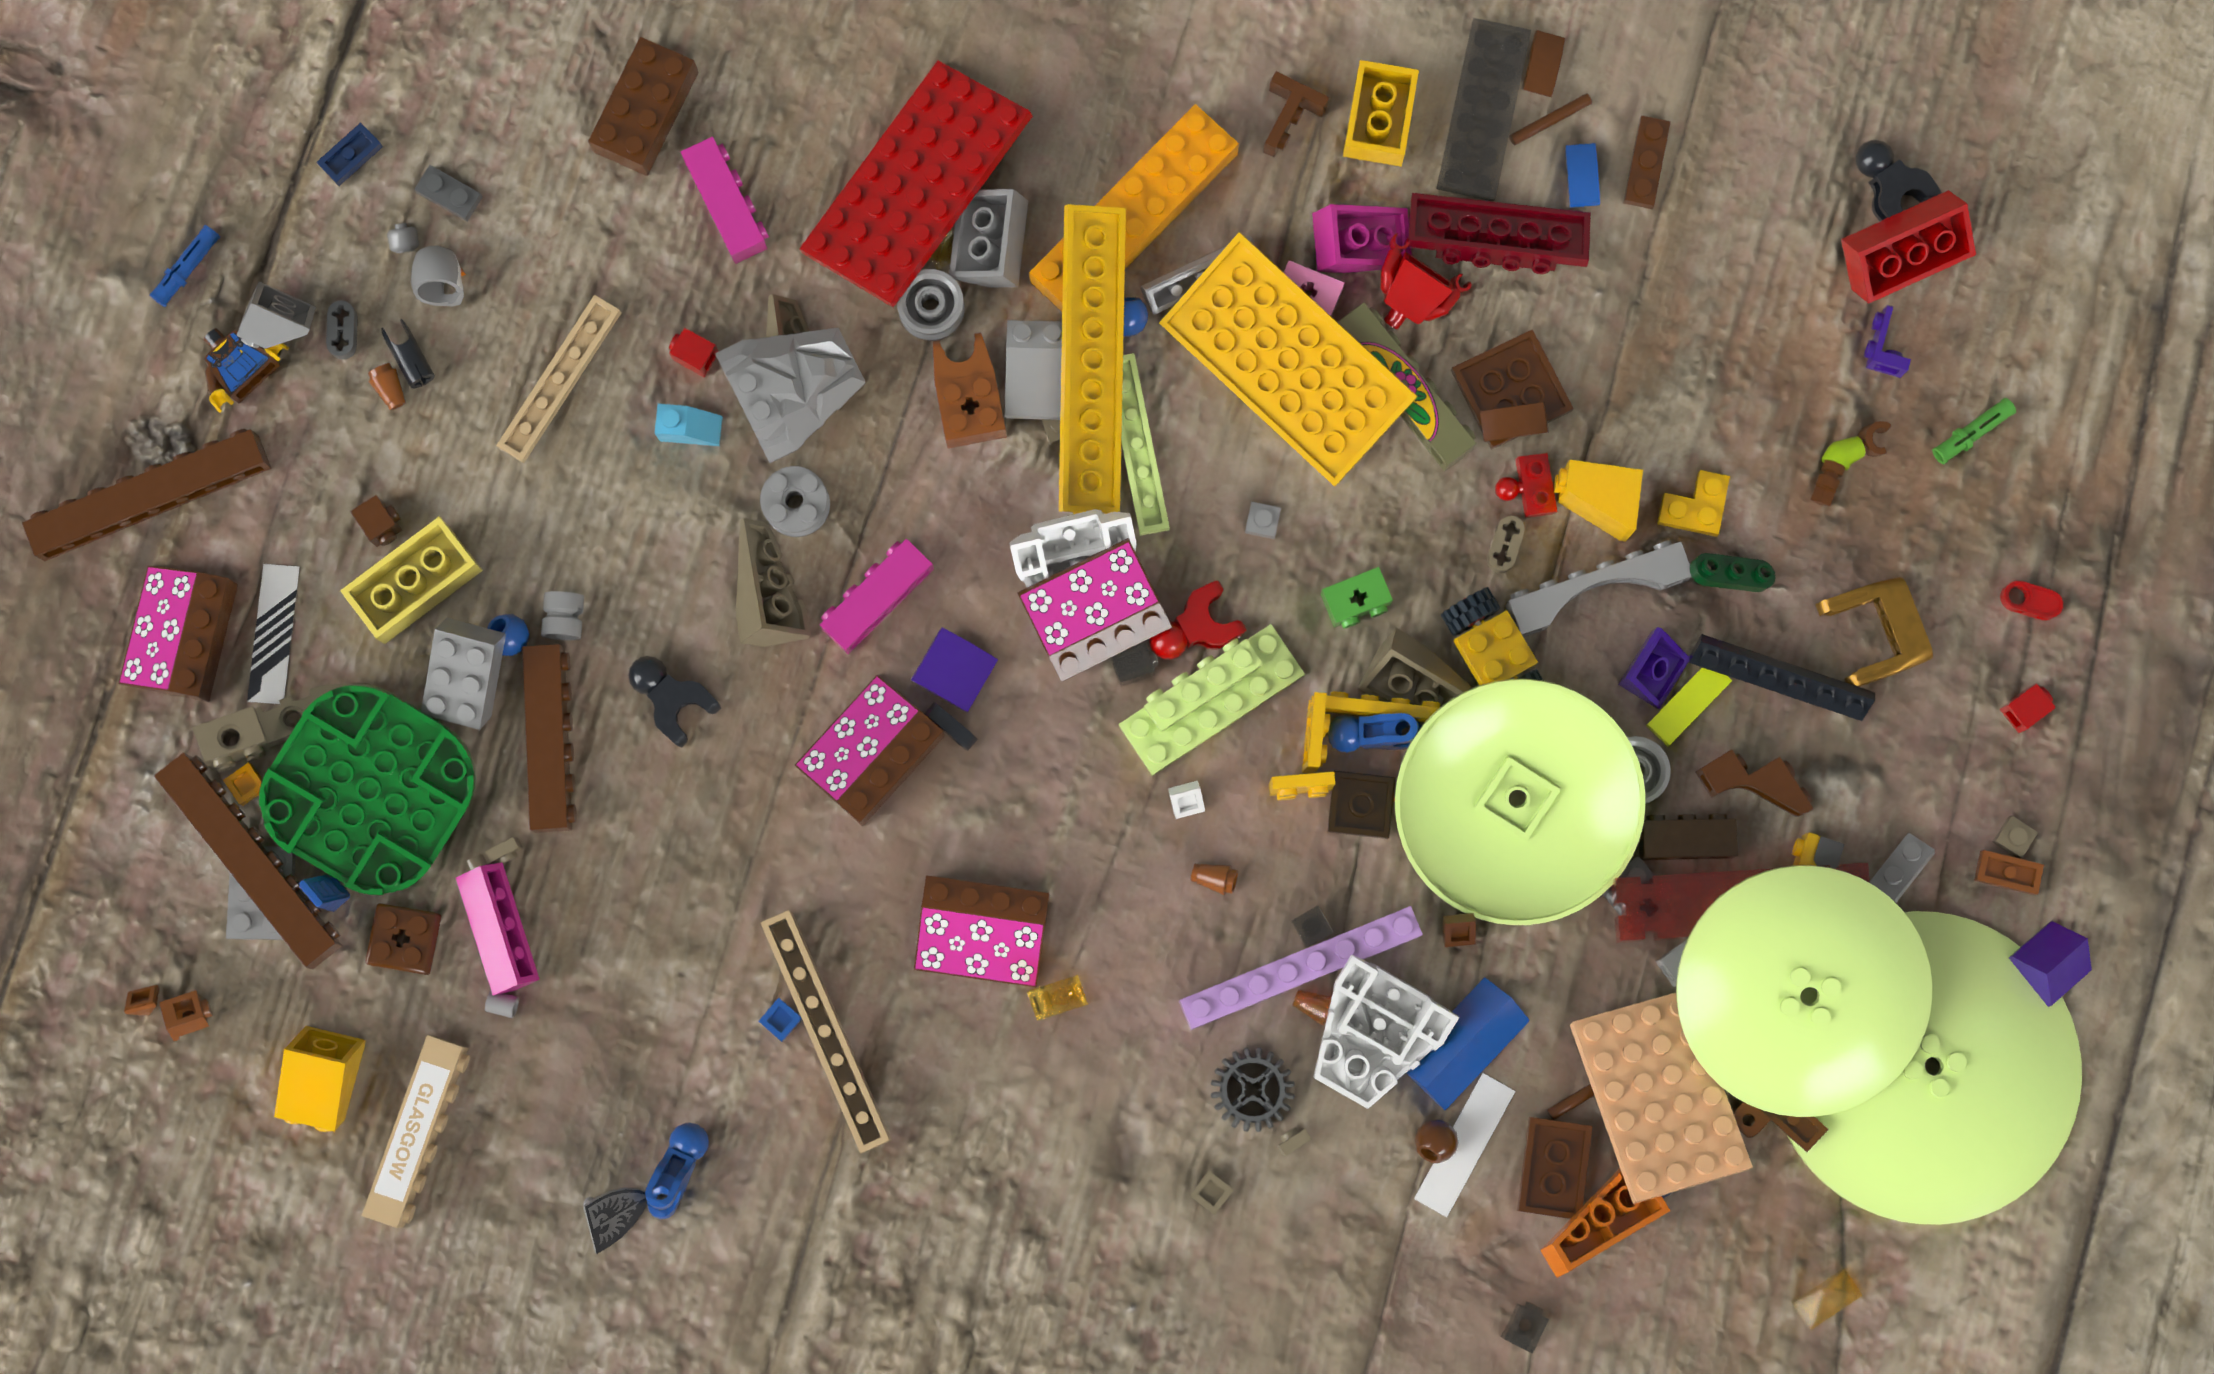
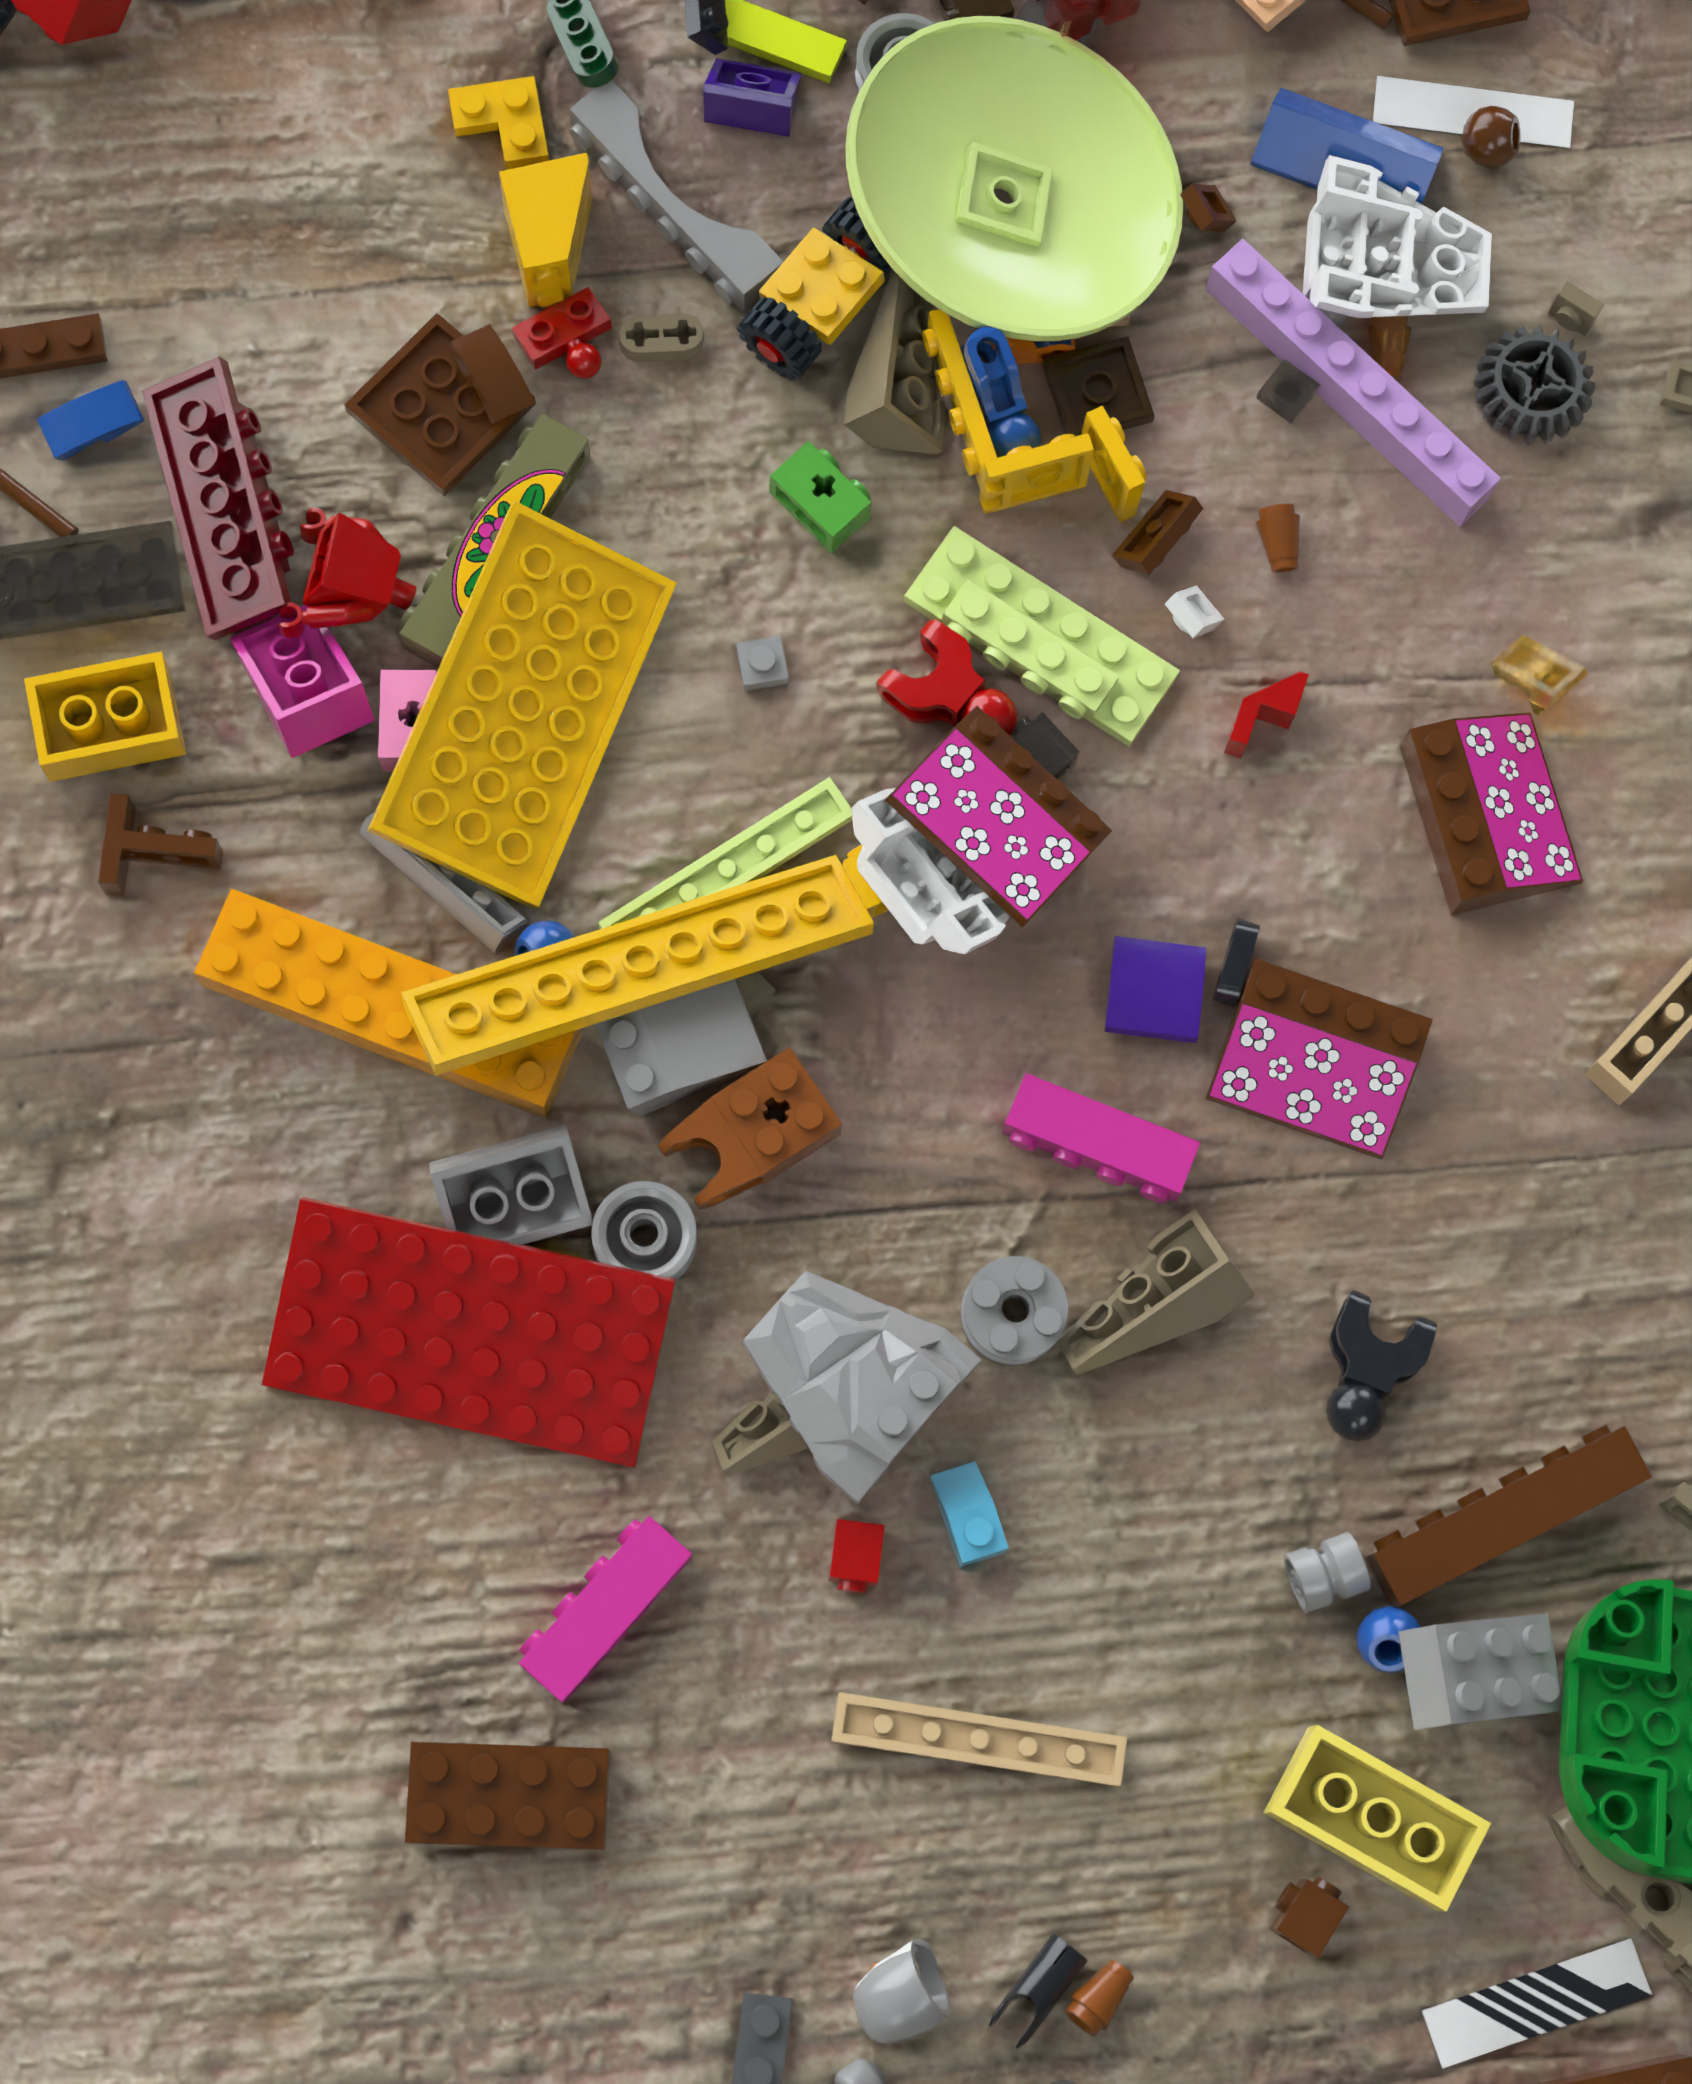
camera: 120 degrees left, 5 degrees down
(1104, 825) = (1272, 704): none -> red slope
(1248, 799) = (1158, 532): none -> reddish brown plate

